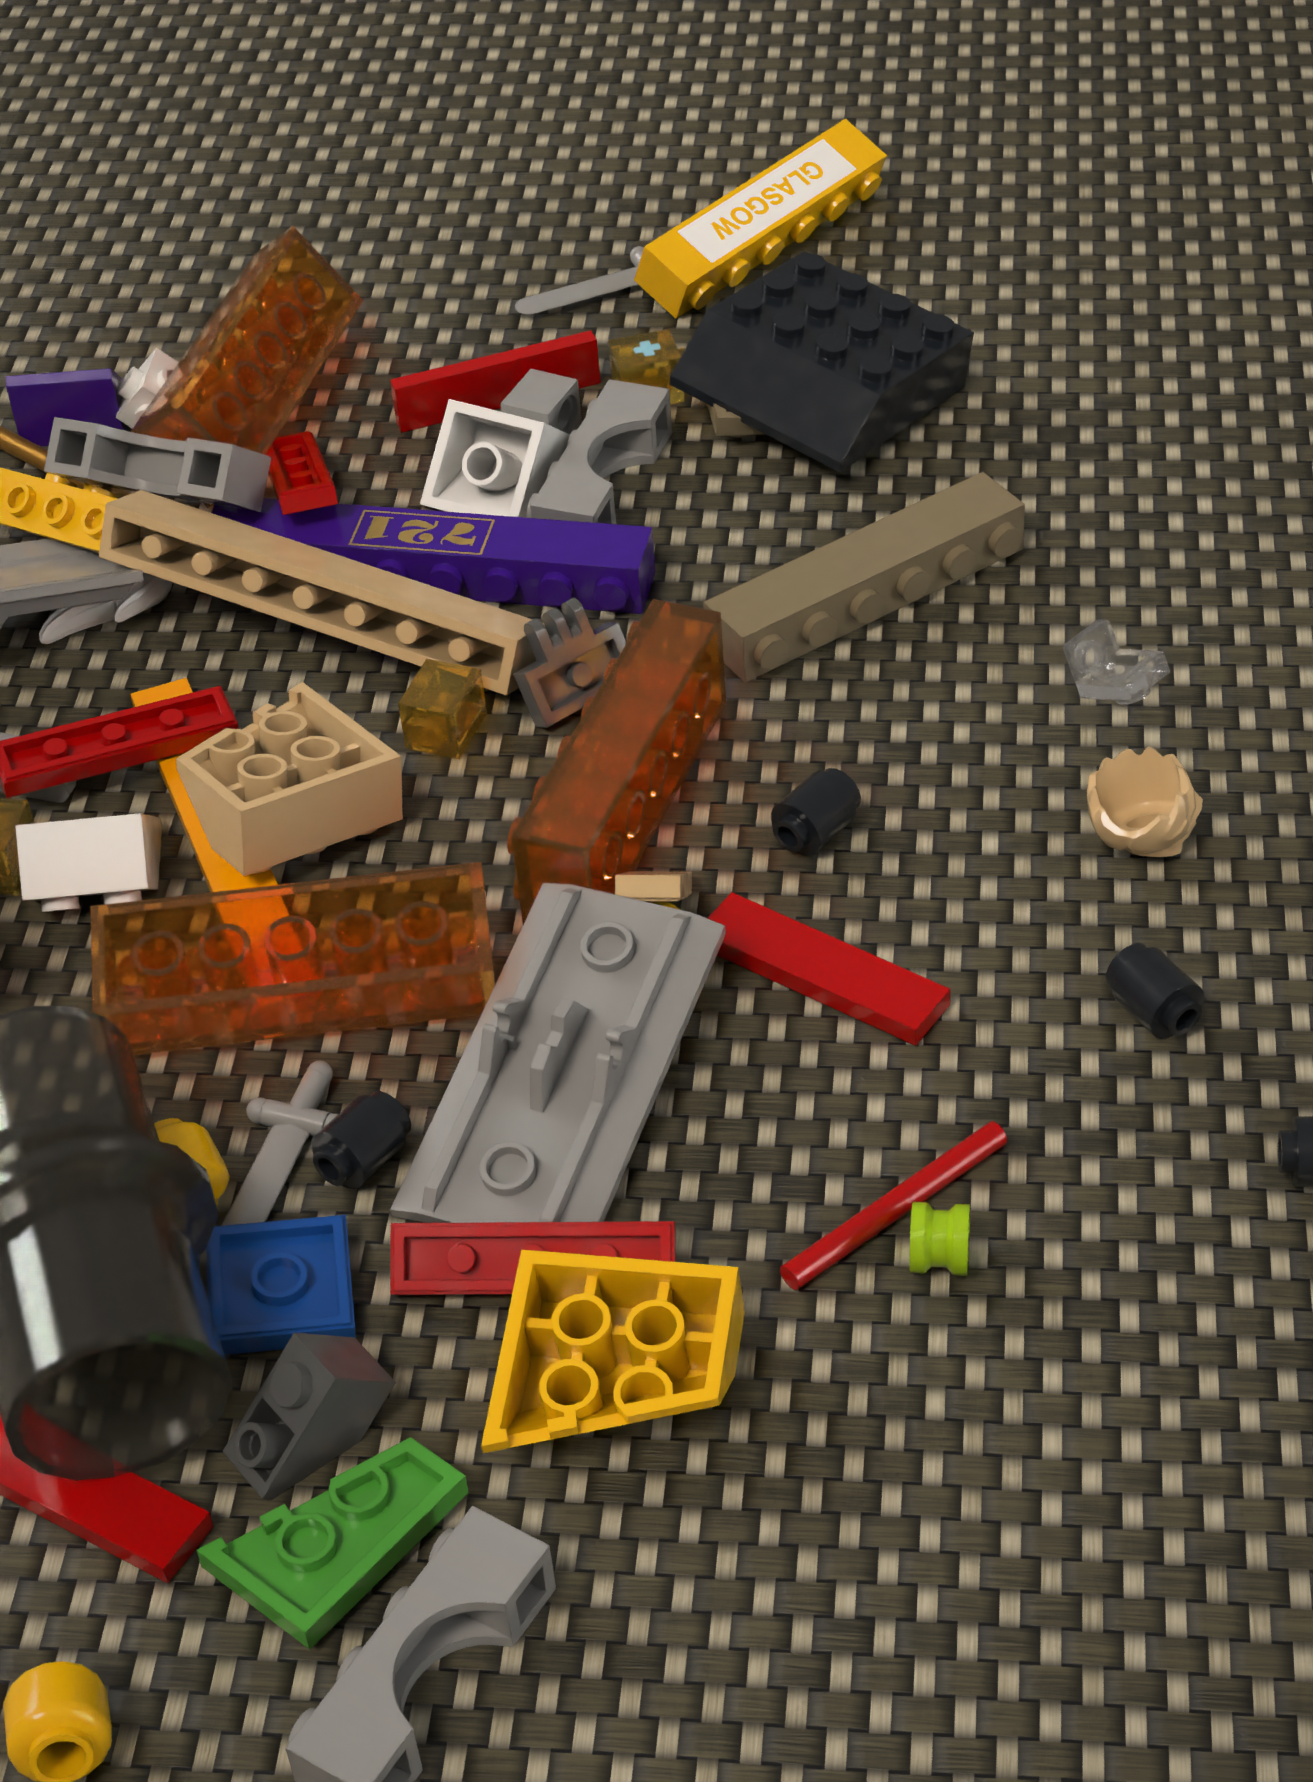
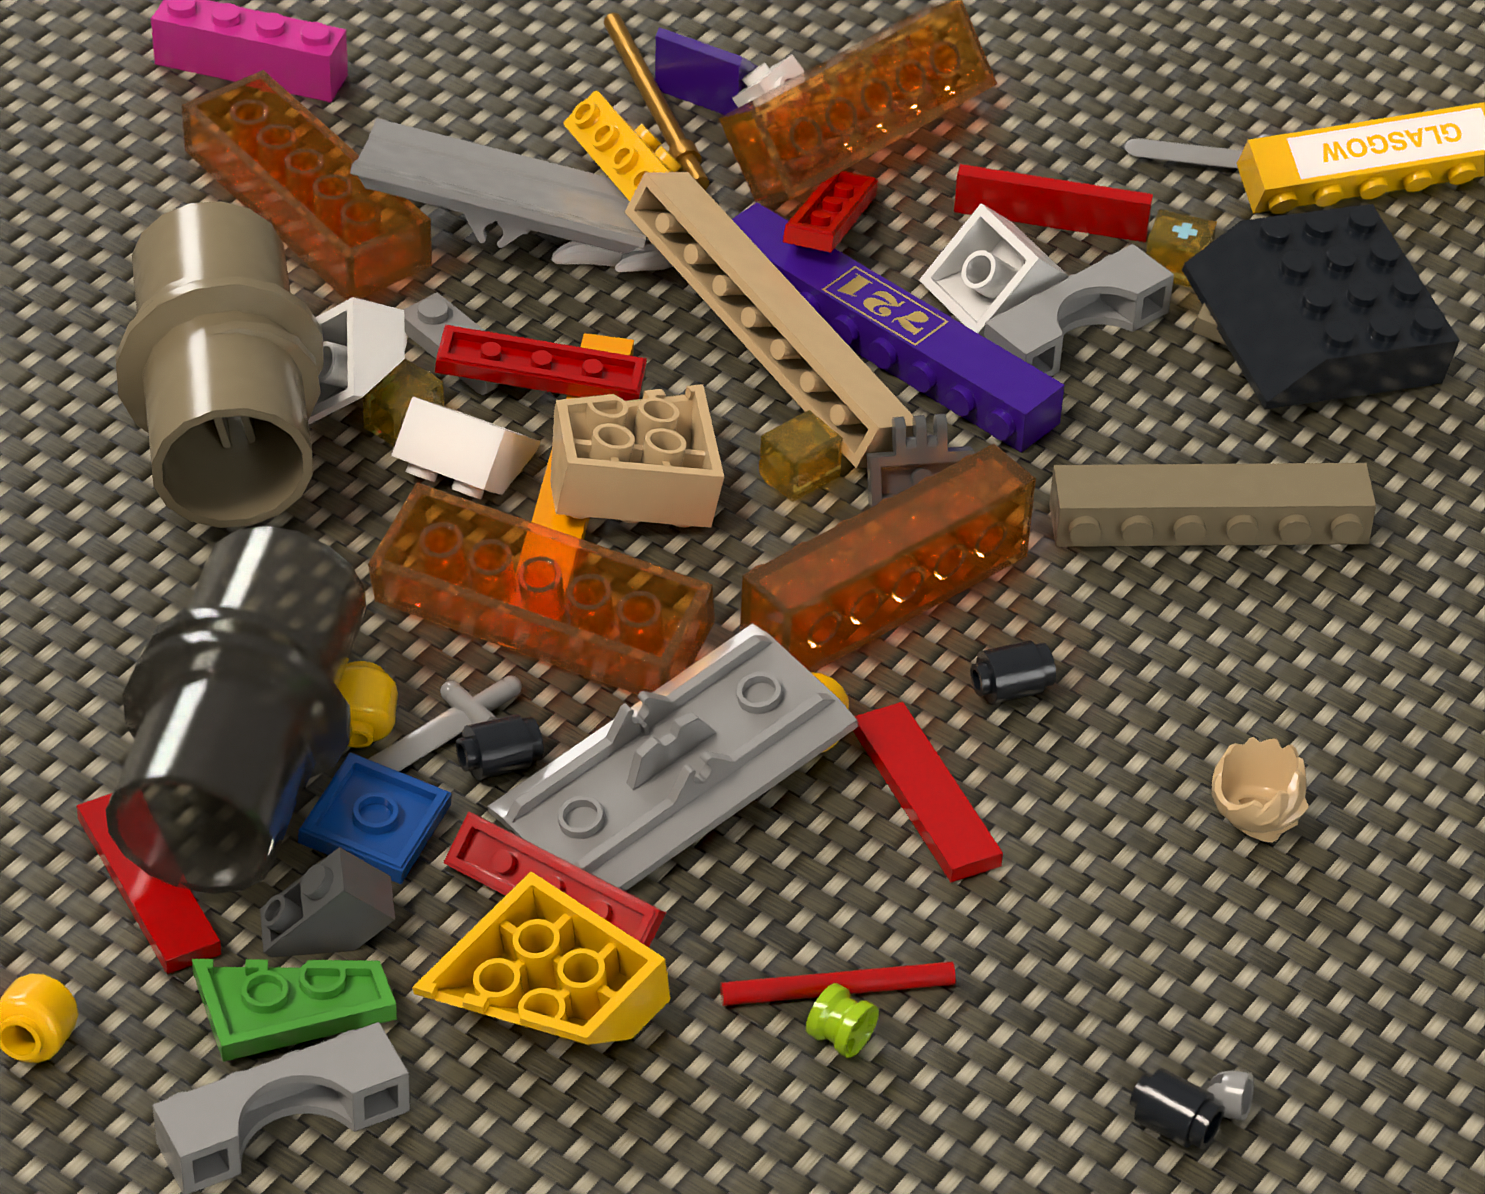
camera: 25 degrees right, 0 degrees up
(165, 467) = (717, 154): light grey arch -> none
(546, 399) = (1070, 239): light grey brick -> none
(654, 885) = (841, 666): tan tile -> none
(1109, 672) = (1337, 669): clear bracket -> none
(1155, 990) = (1151, 930): black brick -> none

